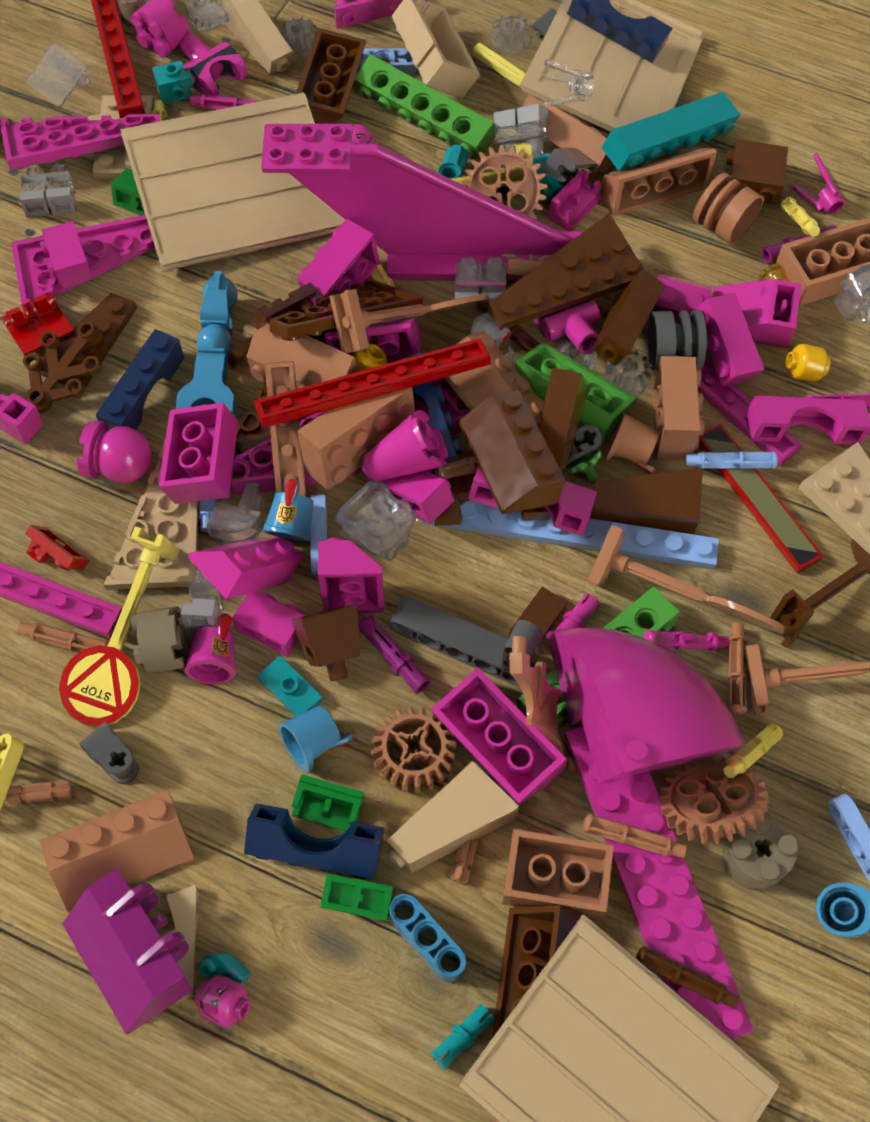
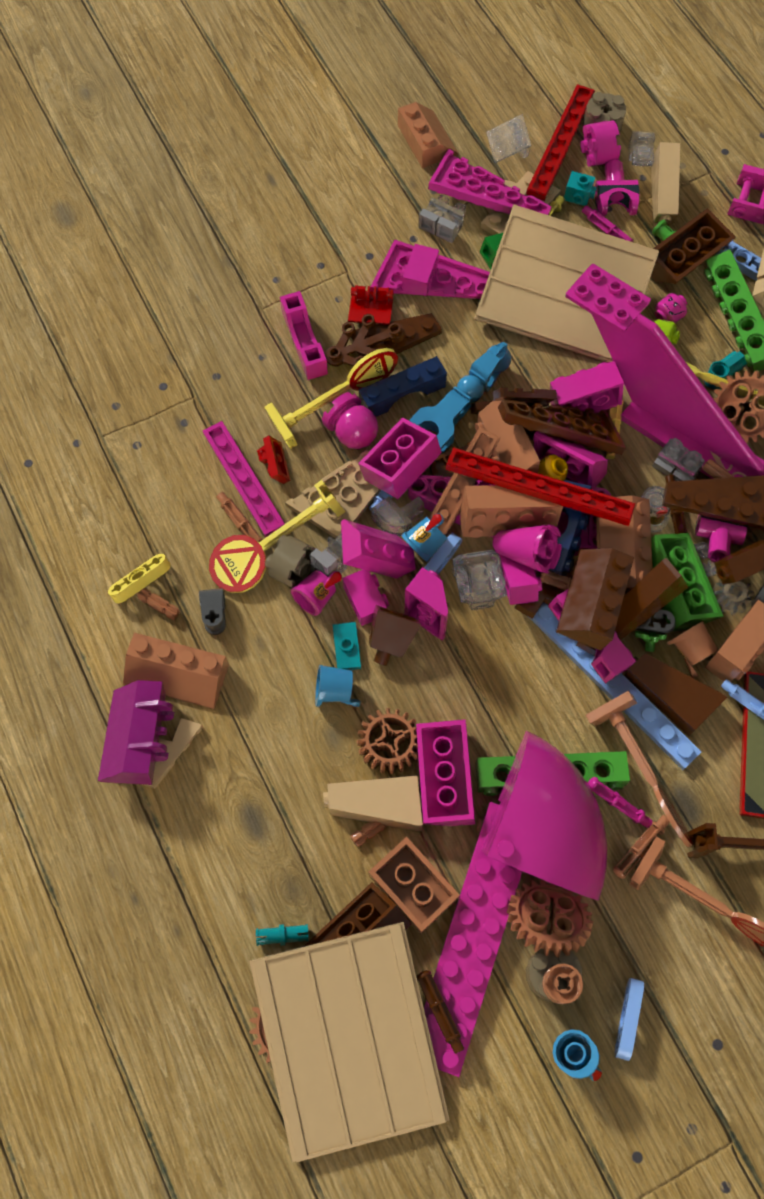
camera: 40 degrees right, 5 degrees up
(91, 391) = (366, 371): none -> light yellow piece
(222, 965) = (182, 783): teal arm -> none
(222, 1001) = (164, 804): dark pink head -> none
(275, 837) = (266, 731): dark blue arch -> none
(289, 76) = (662, 230): none -> bright green bush
(299, 35) = (692, 204): clear gear -> none
(327, 803) = (312, 735): green hinge -> none
(352, 321) = (556, 435): nougat piece -> none
(357, 897) = (286, 804): green hinge -> none
(401, 664) = (425, 681): magenta pin -> none
(421, 922) = (304, 848): dark azure beam -> none
(462, 639) = (494, 727): dark grey beam -> none
(539, 696) = (483, 766): nougat animal -> none
(543, 610) = (535, 716): reddish brown tile -> none
(580, 613) = (561, 734): dark pink pin -> none
(633, 836) = (477, 899): nougat piece -> none
(753, 750) = (603, 907): light yellow piece -> none
(771, 859) = (574, 984): none -> nougat wheel

